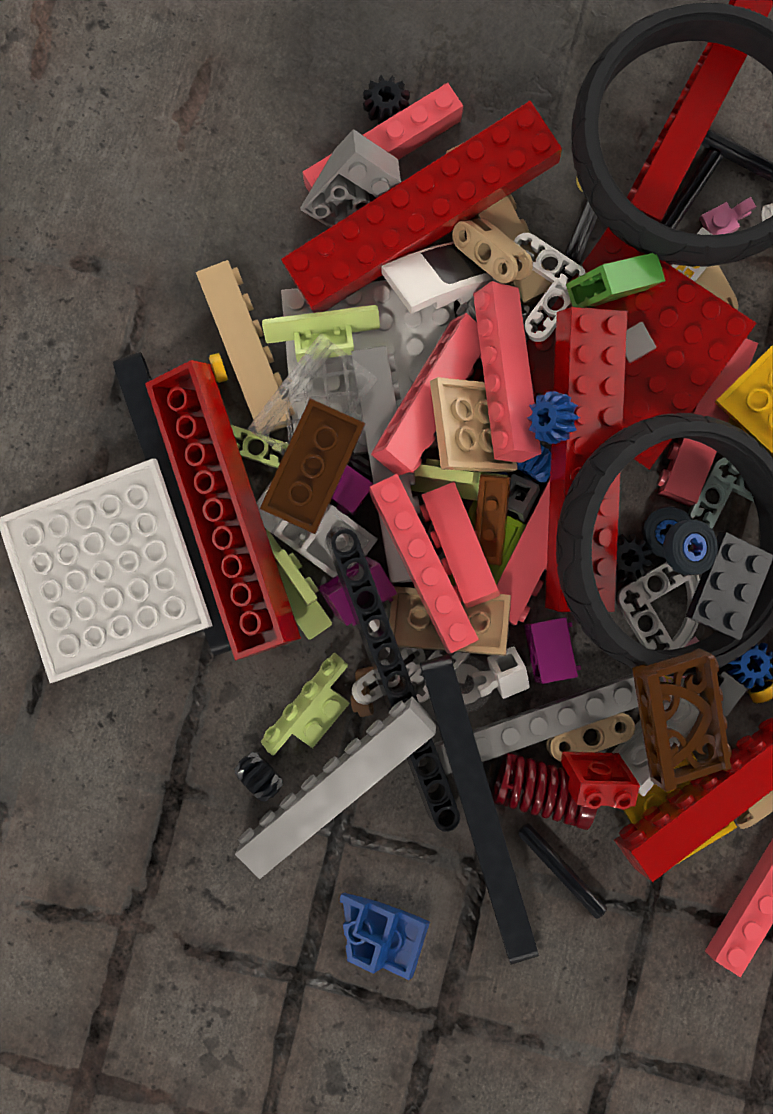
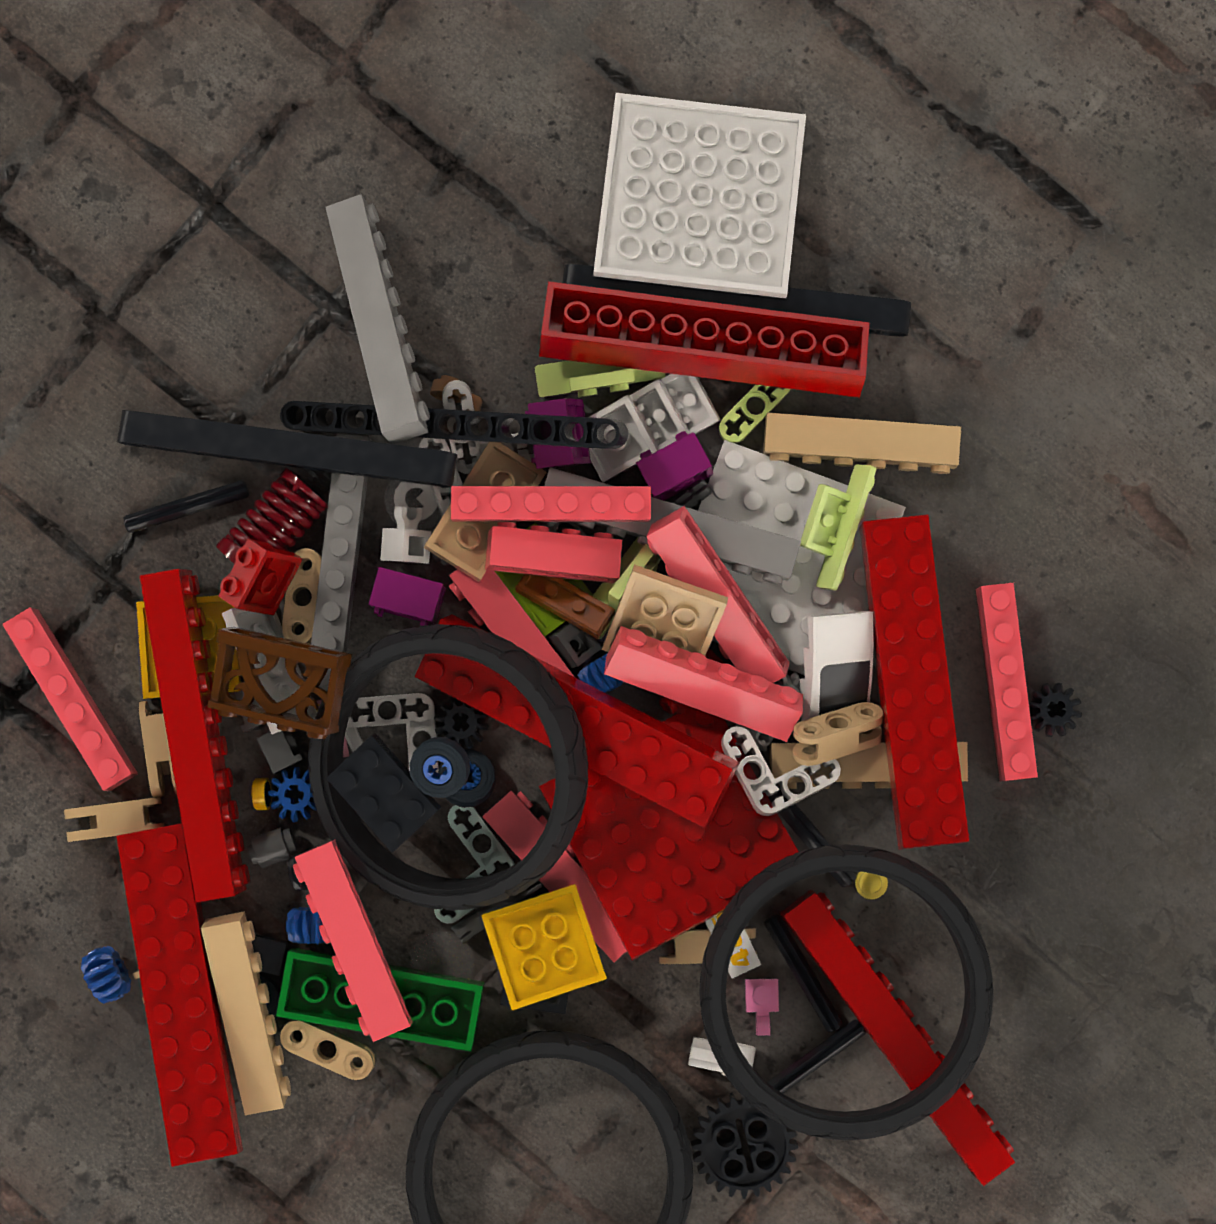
camera: 115 degrees right, 0 degrees up
(218, 367) = (854, 405): yellow tile -> none
(258, 776) = (424, 252): black gear -> none
(297, 382) = (790, 463): clear fence -> none
(312, 466) = (699, 443): reddish brown plate -> none
(312, 710) = (463, 336): yellowish green bracket -> none
(351, 179) = (976, 626): light grey slope -> none
(382, 936) = (211, 300): blue slope -> none
(553, 417) = (632, 698): blue gear -> none
(615, 281) = (739, 833): bright green slope -> none
(638, 342) = (671, 830): light grey tile -> none

